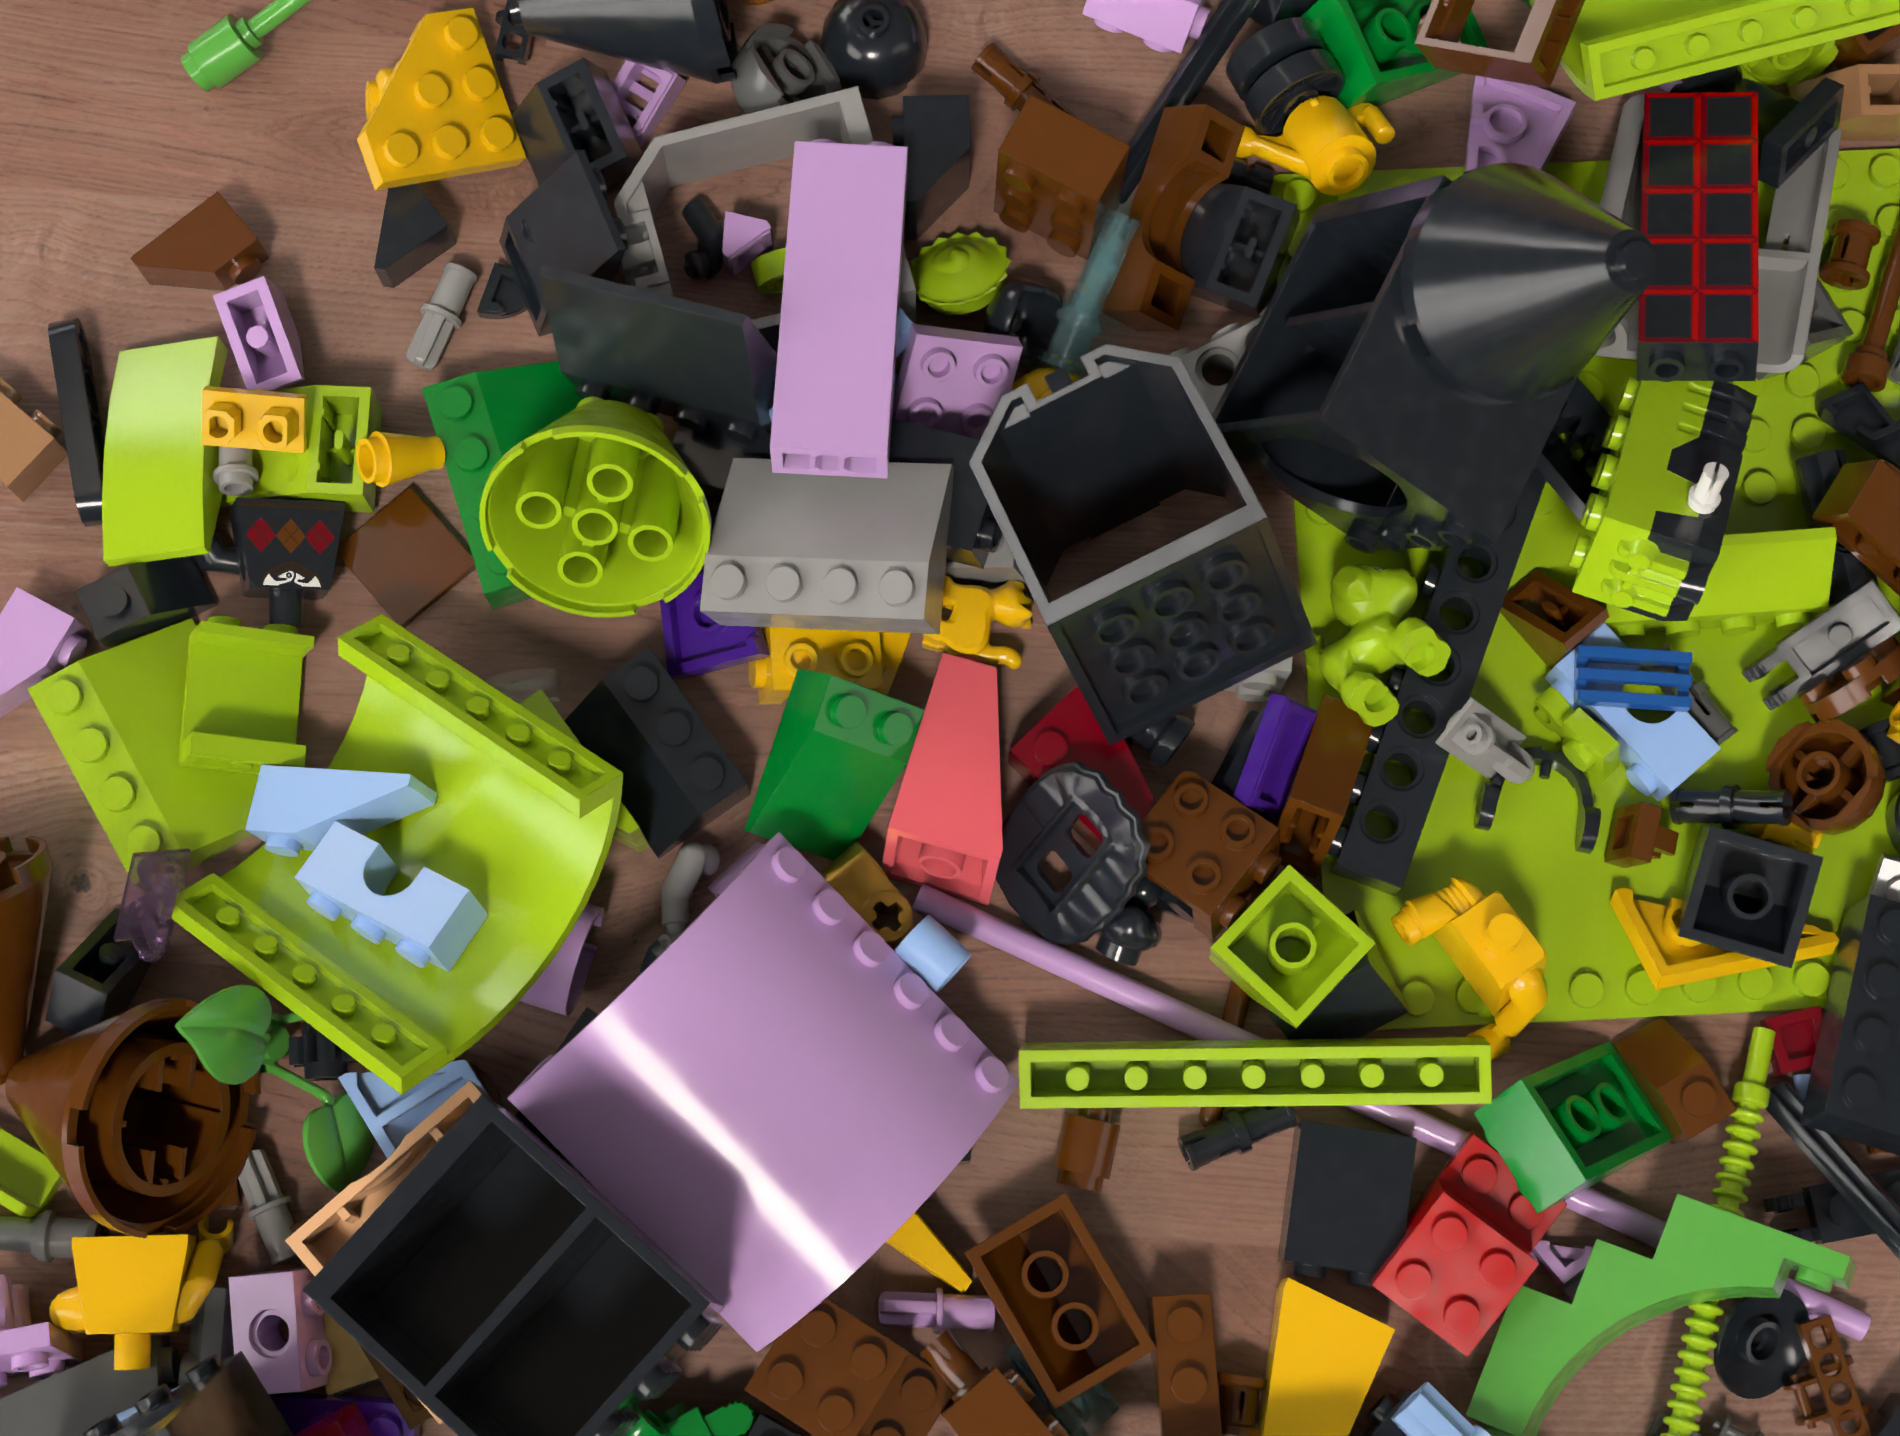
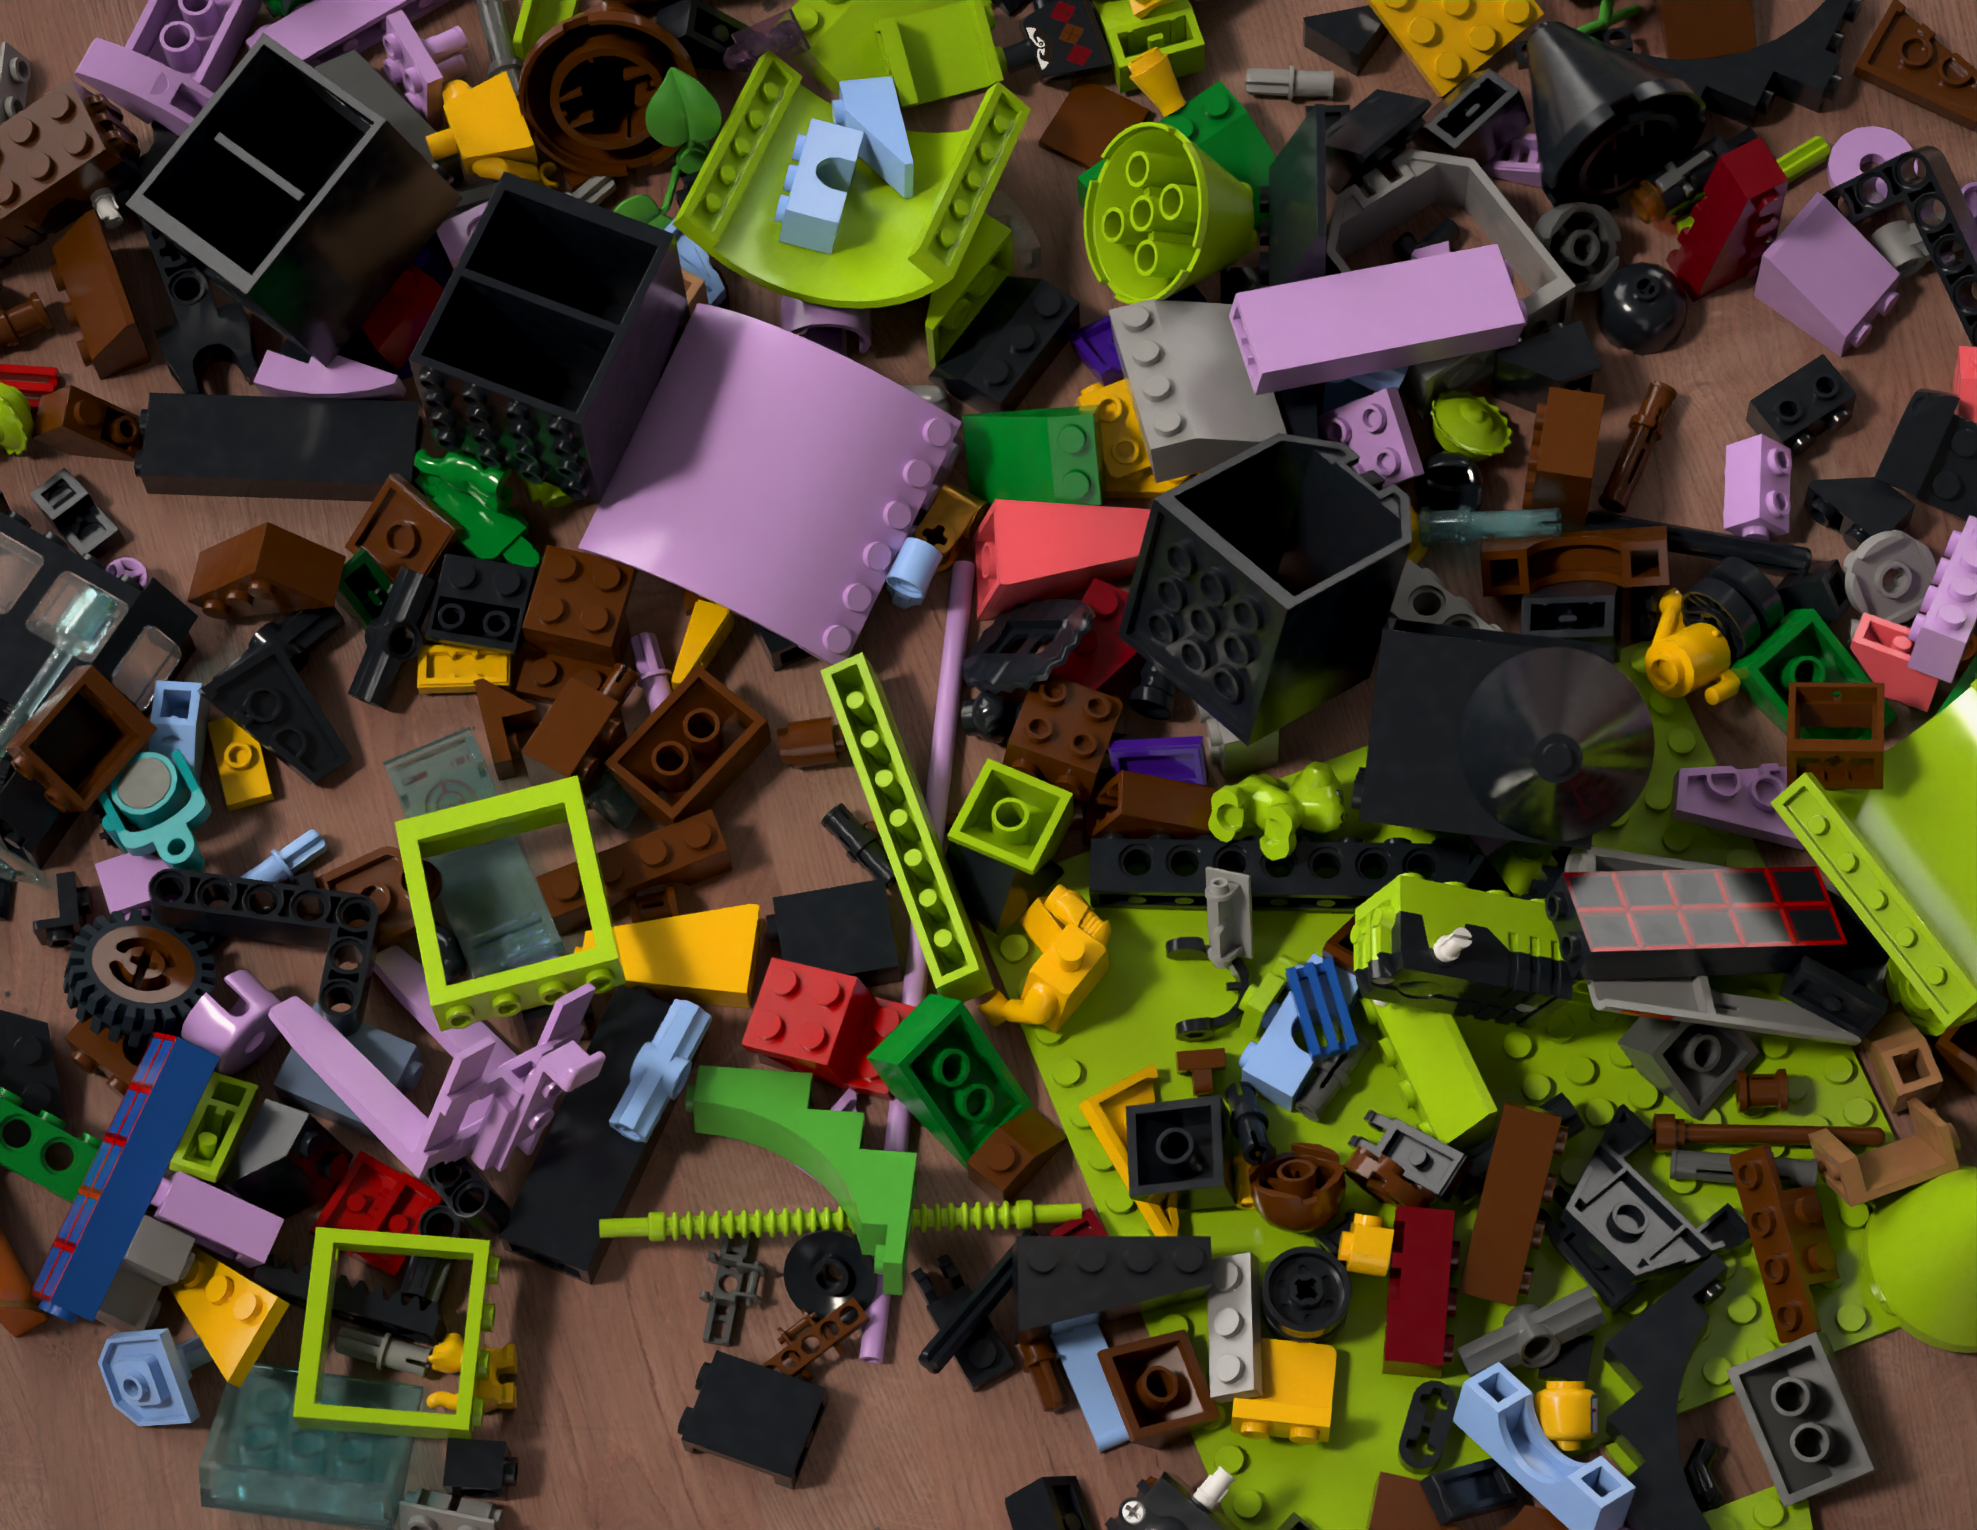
camera: 80 degrees right, 10 degrees down
(1407, 960) = (1041, 924): none -> yellow slope

